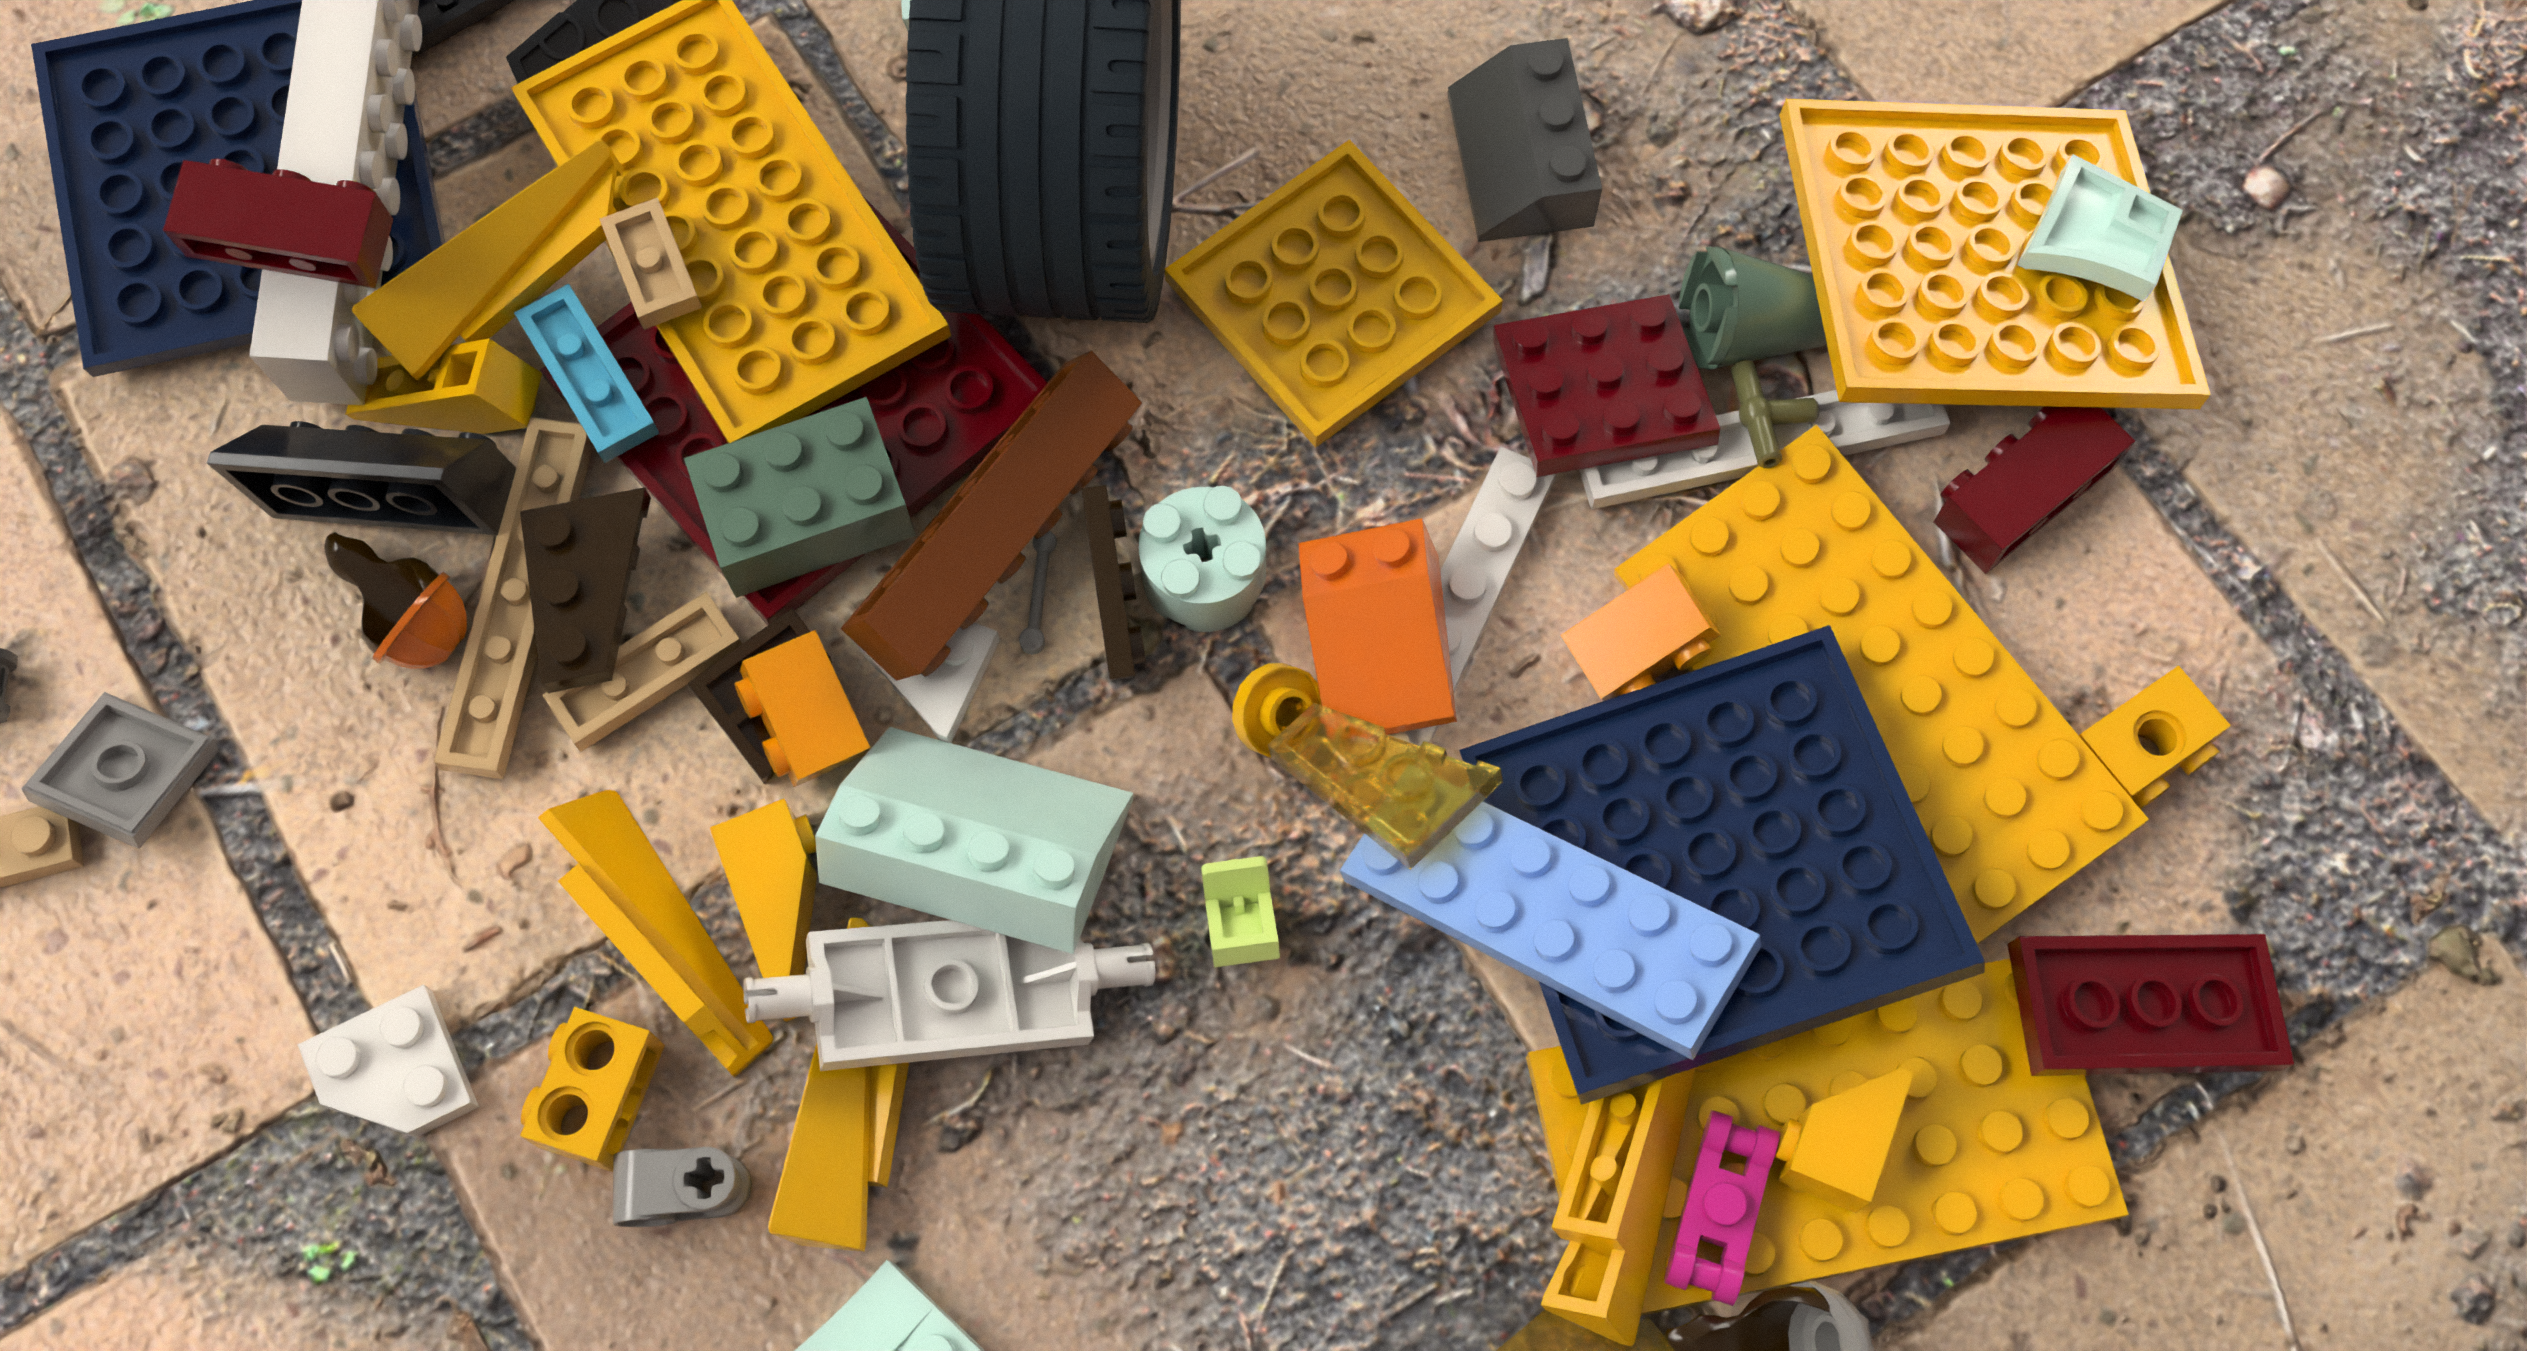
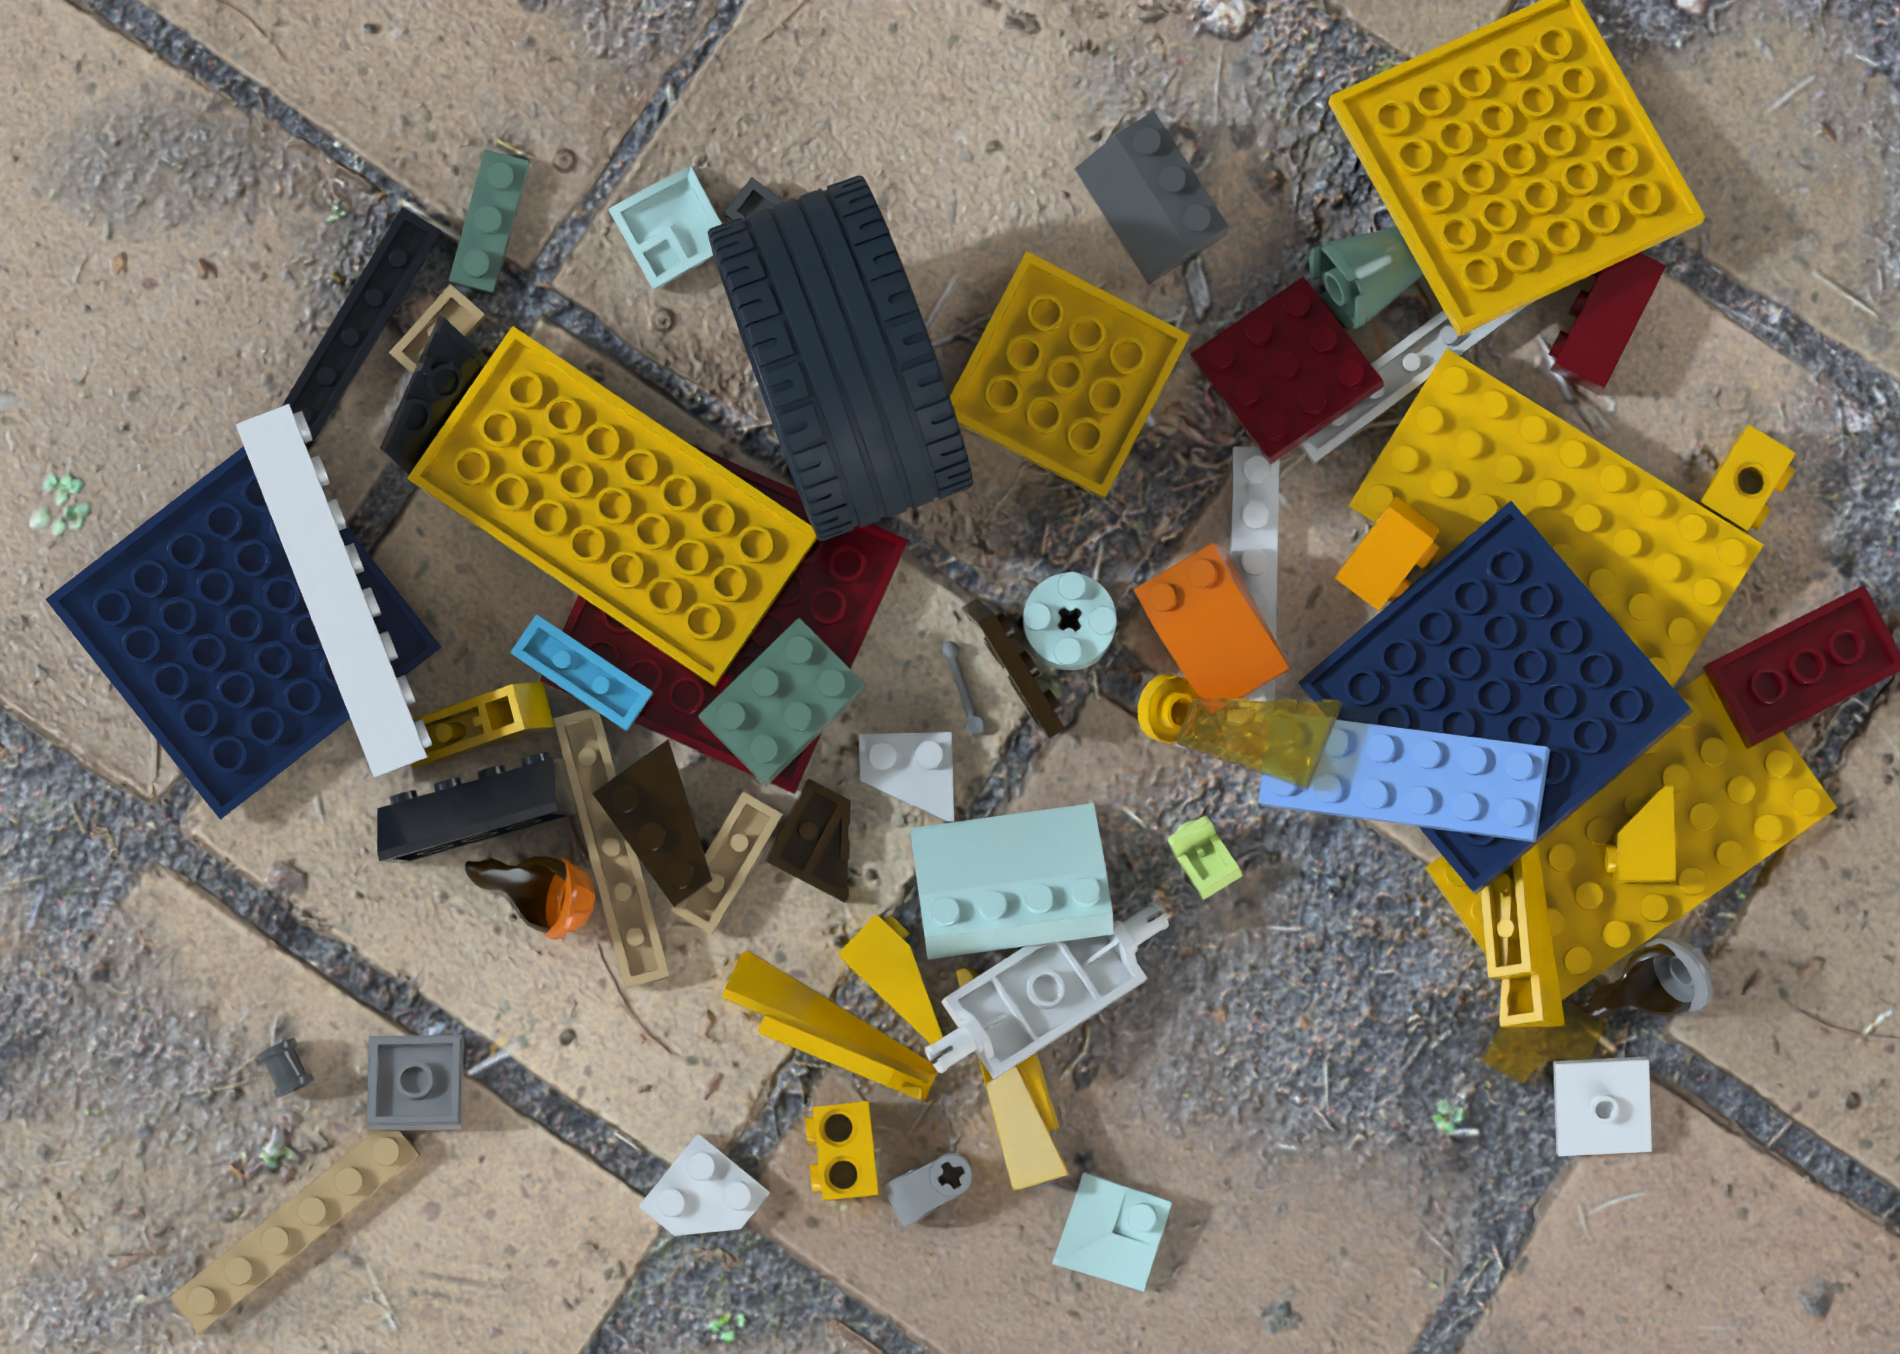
camera: 25 degrees left, 15 degrees up
(279, 222) = (353, 679): dark red brick -> none
(495, 263) = (488, 624): yellow wedge -> none
(650, 263) = (593, 579): tan plate -> none
(802, 709) = (856, 848): light orange brick -> none
(992, 519) = (918, 656): dark orange brick -> none
(1721, 1208) = (1585, 916): dark pink plate -> none
(1761, 414) = (1403, 352): olive piece -> none
(2102, 231) = (1591, 118): light aqua plate -> none

